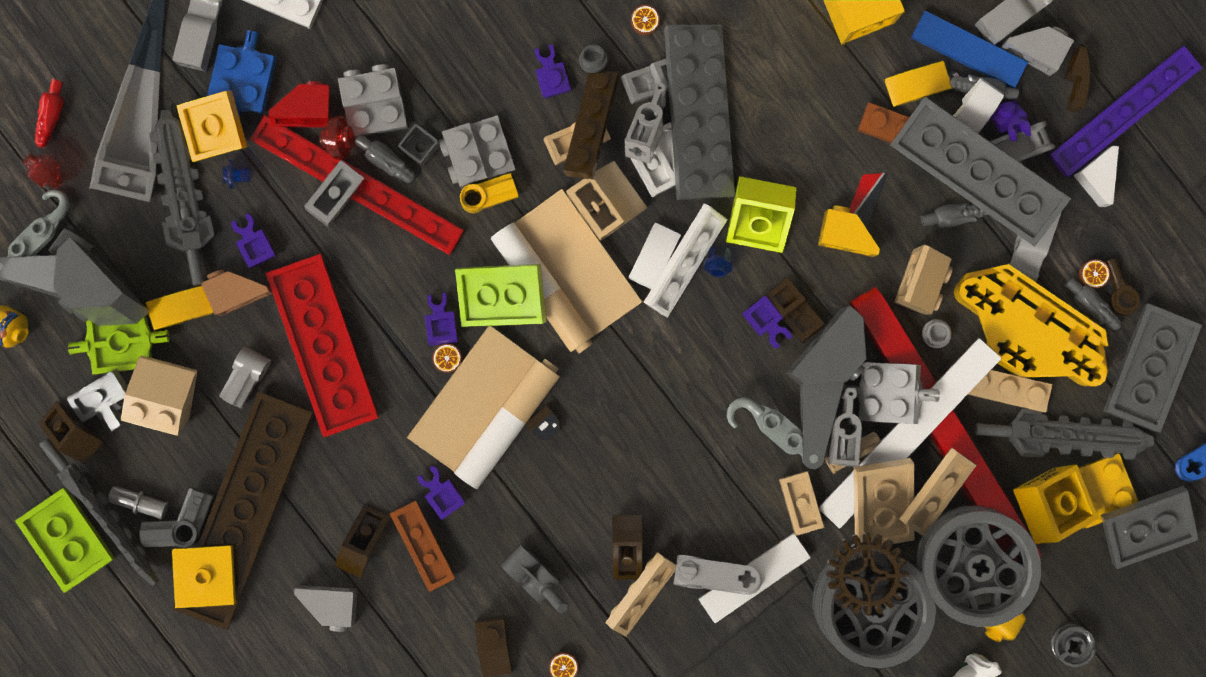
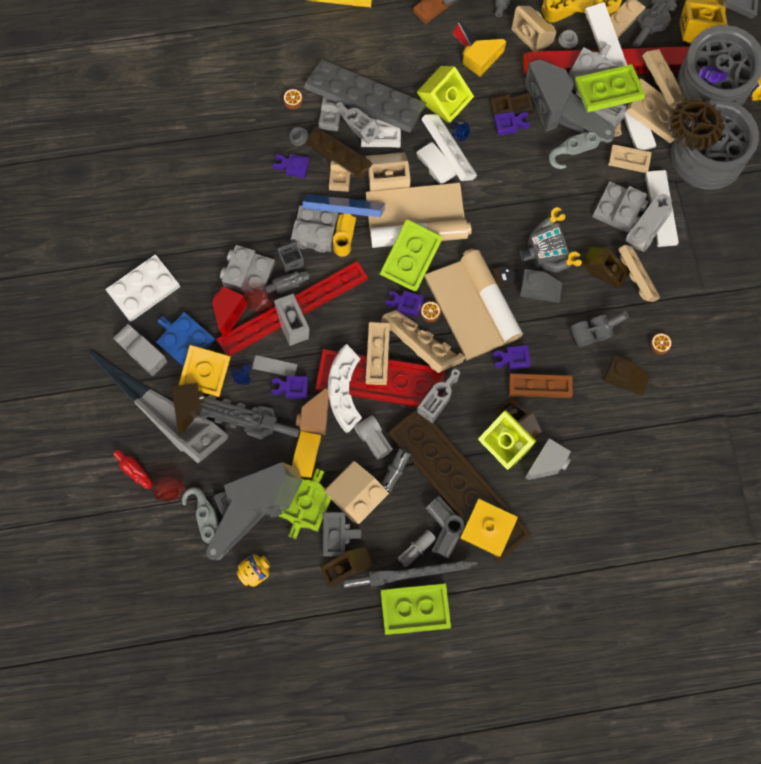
camera: 55 degrees left, 15 degrees down
(151, 131) = (186, 404): none -> dark brown slope
(216, 426) = (395, 469): none -> dark grey pin
(272, 205) = (274, 366): none -> light grey sticker
(278, 301) = (338, 388): none -> white tile
(318, 542) = (507, 440): none -> neon yellow slope
(323, 436) = (432, 403): none -> light grey piece
(346, 325) = (377, 353): none -> tan plate
(392, 383) = (422, 342): none -> tan wing
(524, 172) = (344, 205): none -> blue tile
(554, 480) = (540, 286): none -> dark grey slope
(613, 462) = (549, 247): none -> torso
(725, 525) = (620, 206): none -> light grey plate
(869, 431) = (609, 88): none -> lime plate
(950, 561) = (712, 74): none -> dark purple plate

